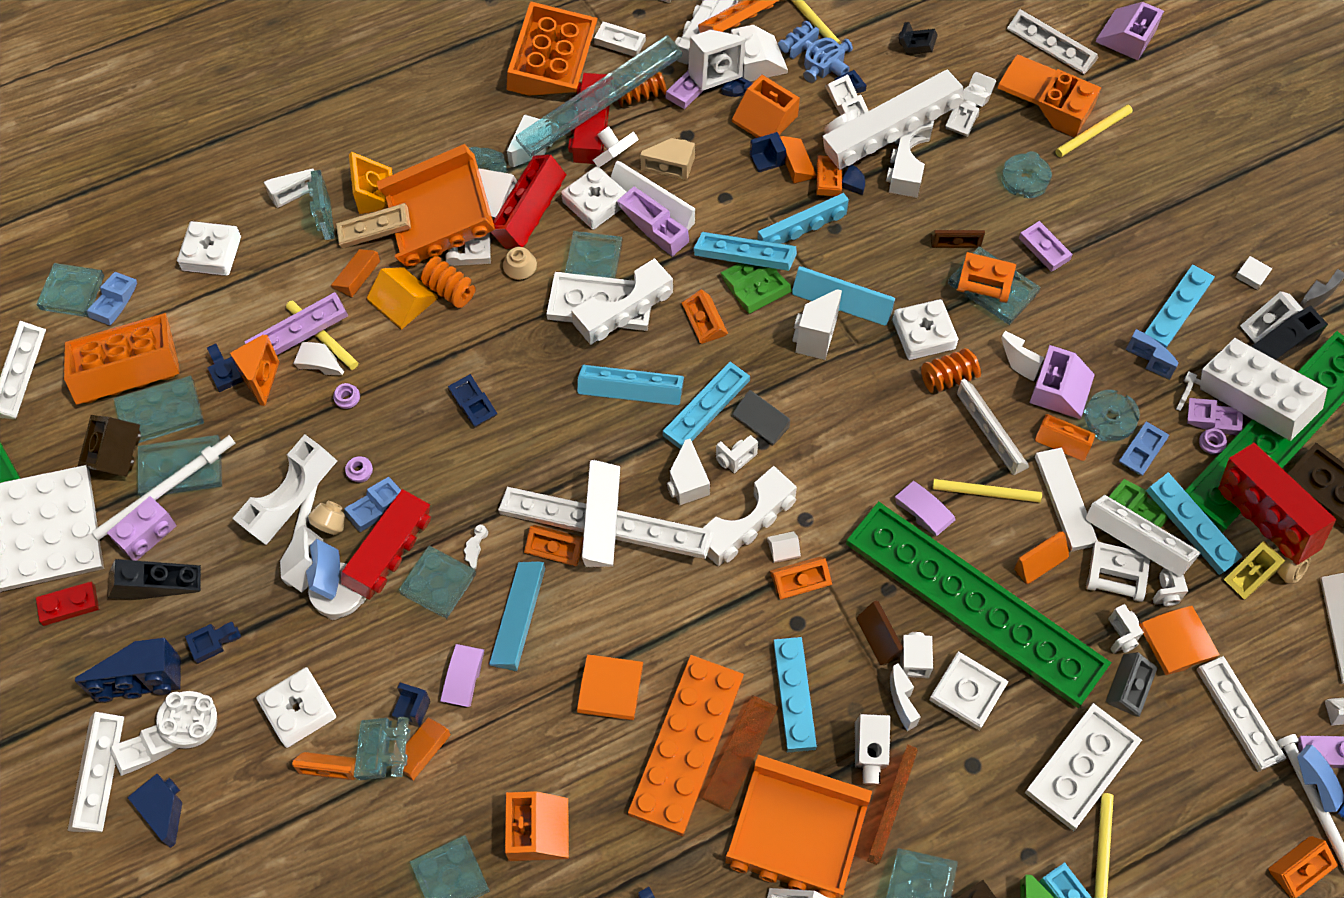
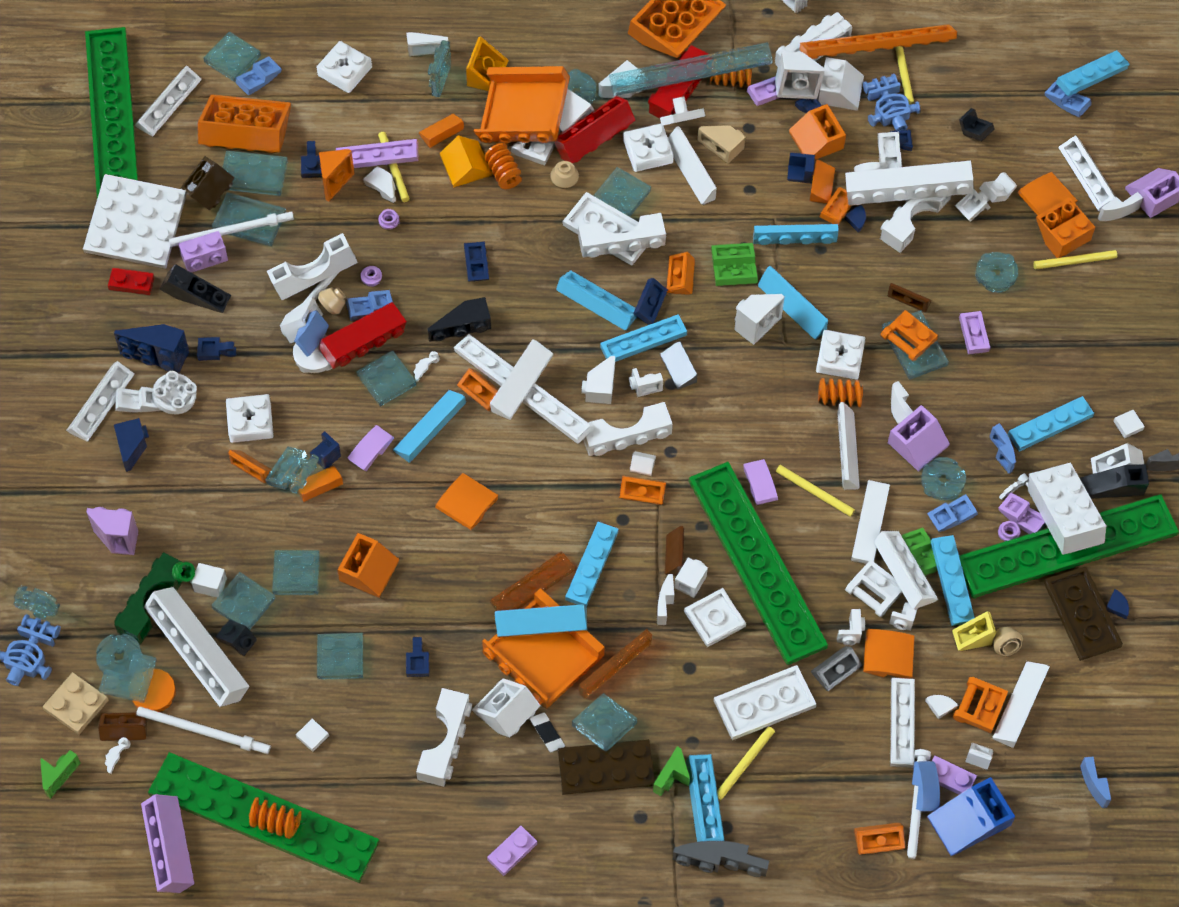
camera: 25 degrees right, 0 degrees up
(373, 225) = (471, 100): tan tile -> none
(495, 470) = (464, 319): none -> black slope
(619, 39) = (738, 28): white plate -> none
(654, 221) = (682, 184): lavender slope -> none
(686, 745) = (498, 562): orange plate -> none
(691, 360) = (650, 301): none -> dark blue plate
(745, 251) = (737, 237): medium azure plate -> none
(782, 796) = (541, 620): none -> medium azure slope
(874, 734) = (625, 611): white torso -> none
(1042, 558) = (825, 554): orange slope -> none
(1061, 434) = (899, 478): orange slope -> none
(1106, 61) = (1116, 209): none -> white slope
(1268, 672) = (941, 705): none -> white tile
(1276, 504) = (1010, 588): red brick -> none
(1319, 650) = (987, 708): none -> orange plate

